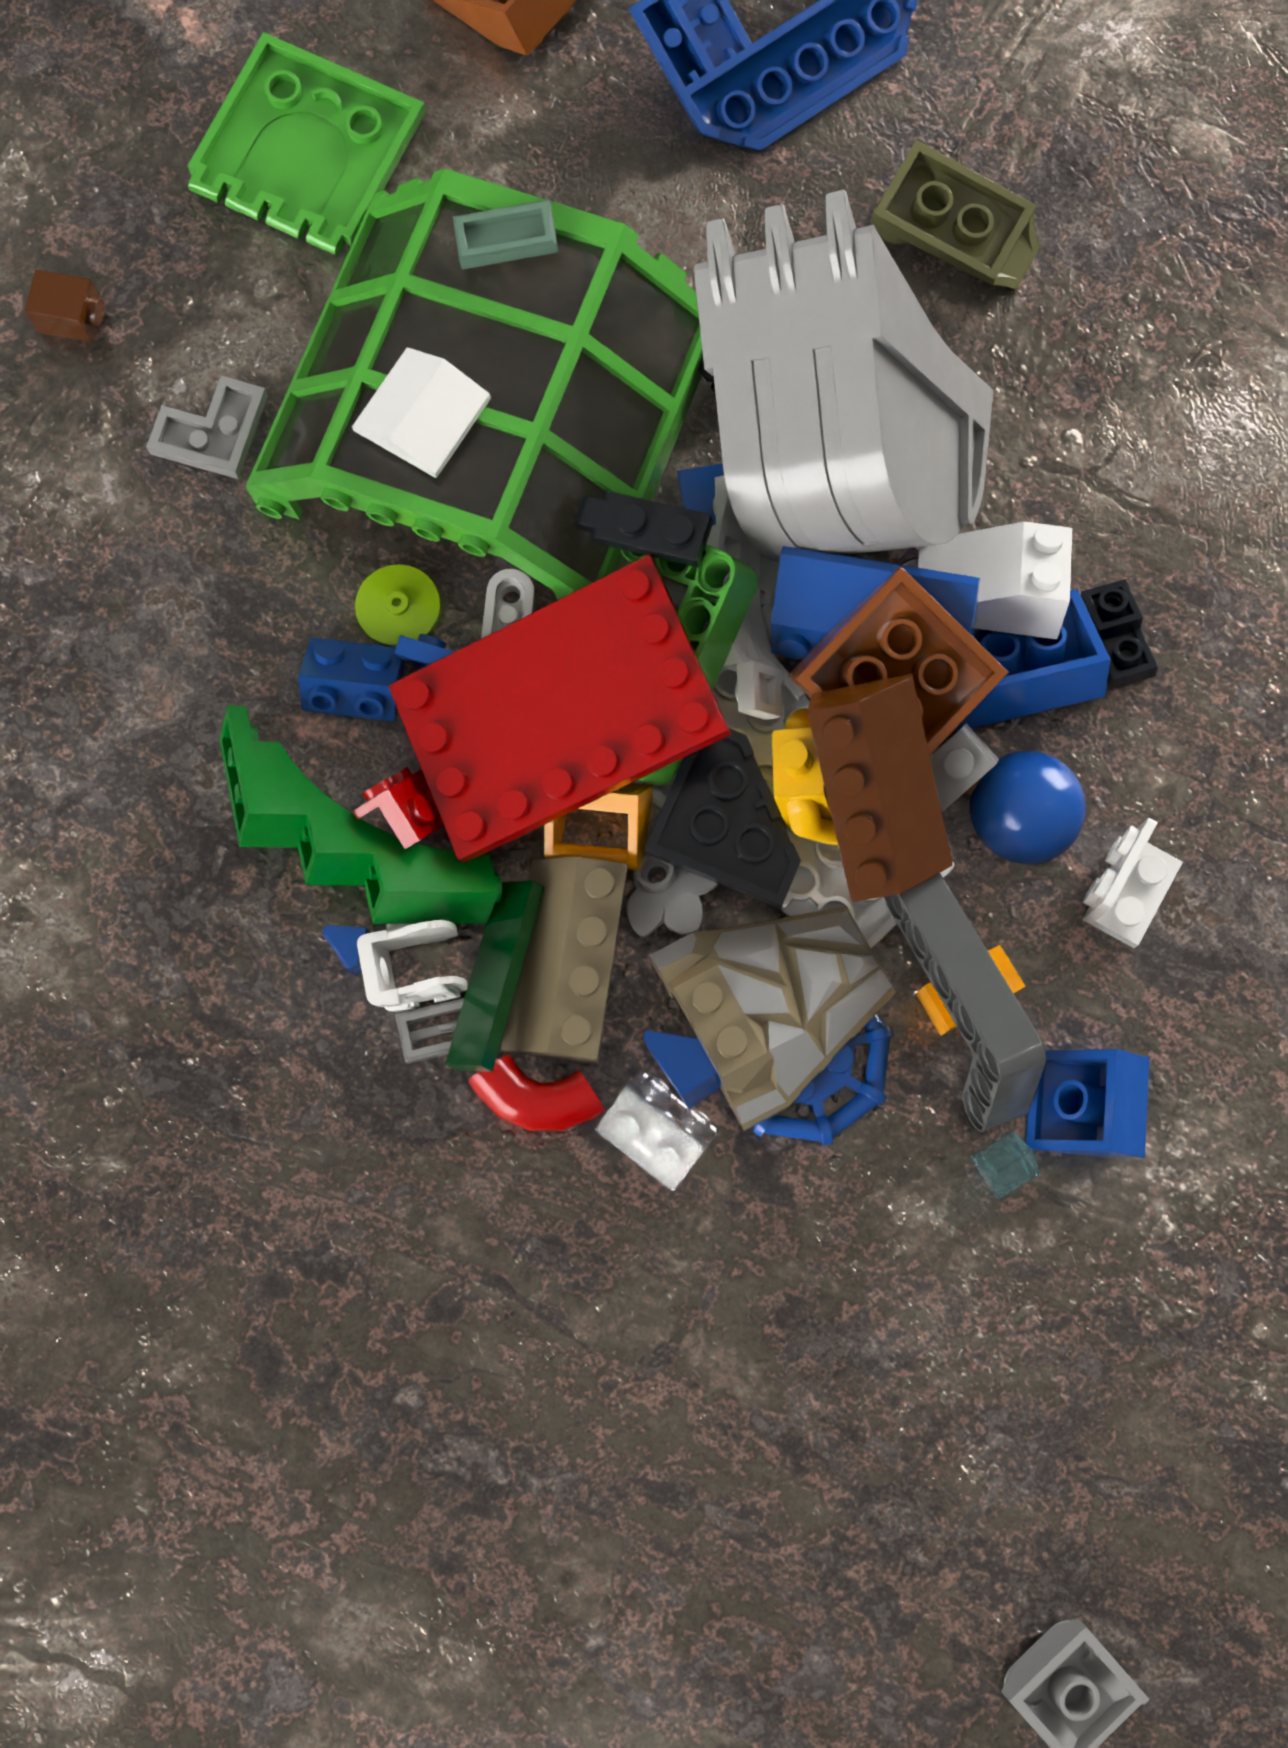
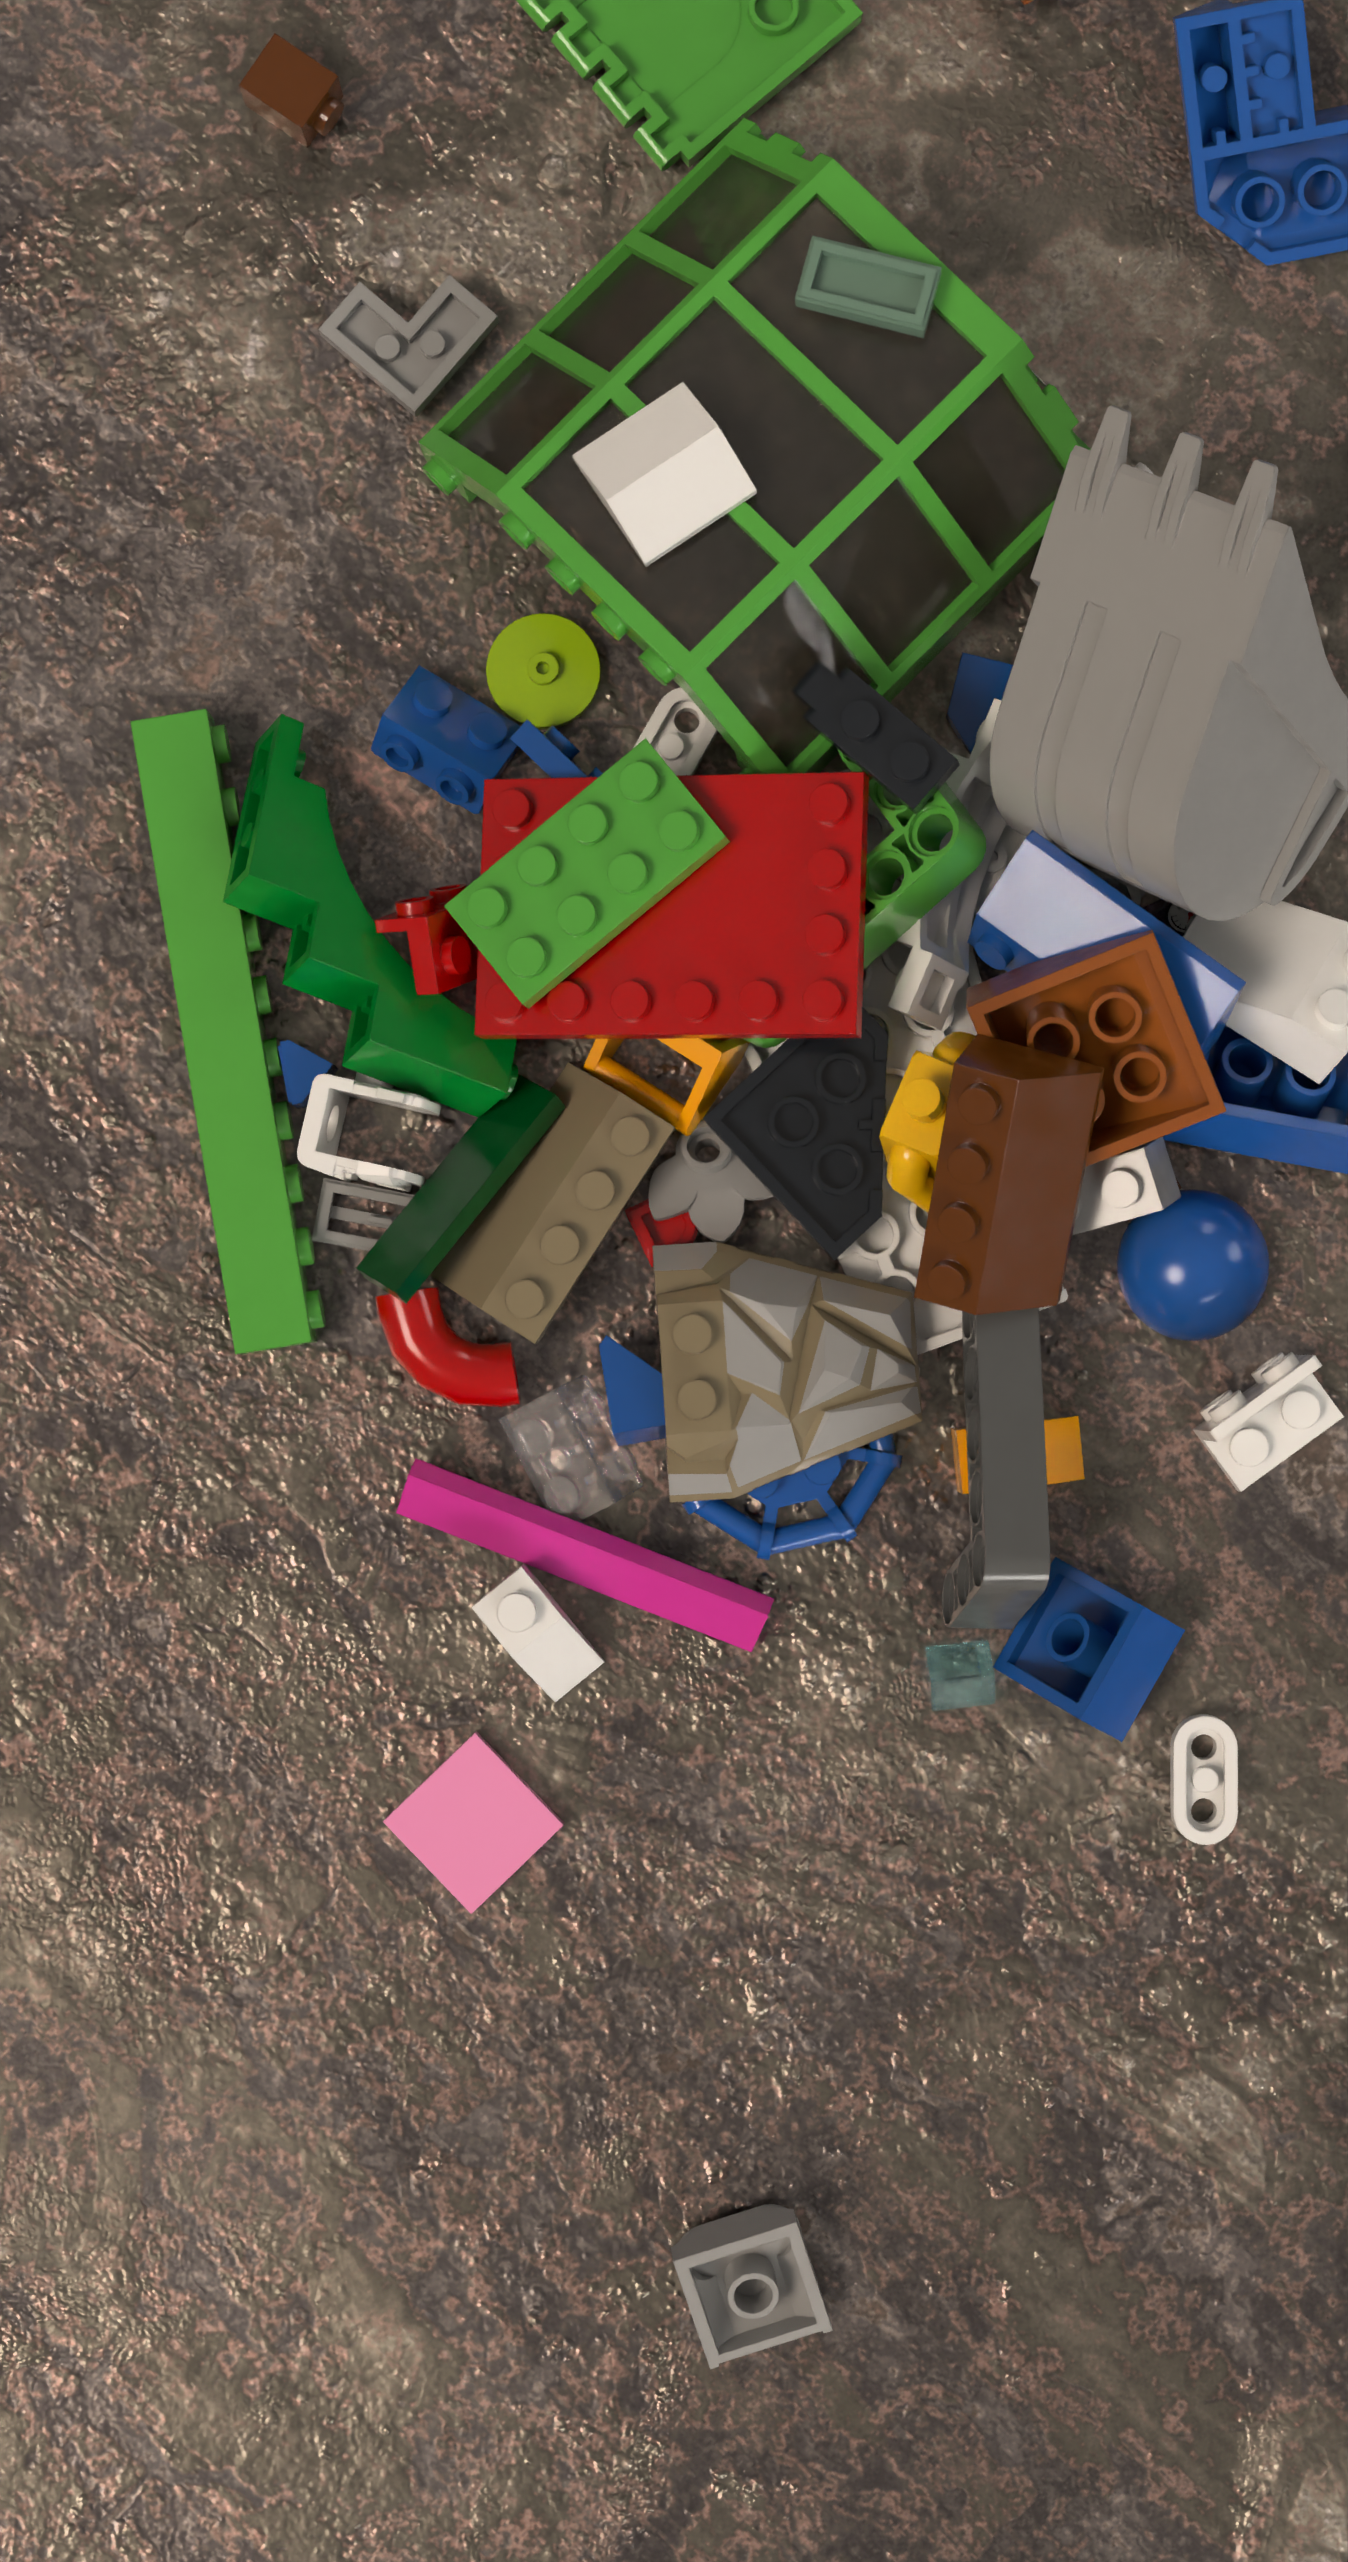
camera: 25 degrees right, 10 degrees up
(283, 947) = (226, 1034): none -> bright green brick
(487, 710) = (586, 873): none -> bright green plate
(641, 948) = (664, 1232): none -> red tile
(692, 1271) = (537, 1633): none -> white slope
(700, 1199) = (584, 1555): none -> dark pink tile
(707, 1434) = (473, 1822): none -> bright pink tile
(1216, 1157) = (1204, 1777): none -> white plate

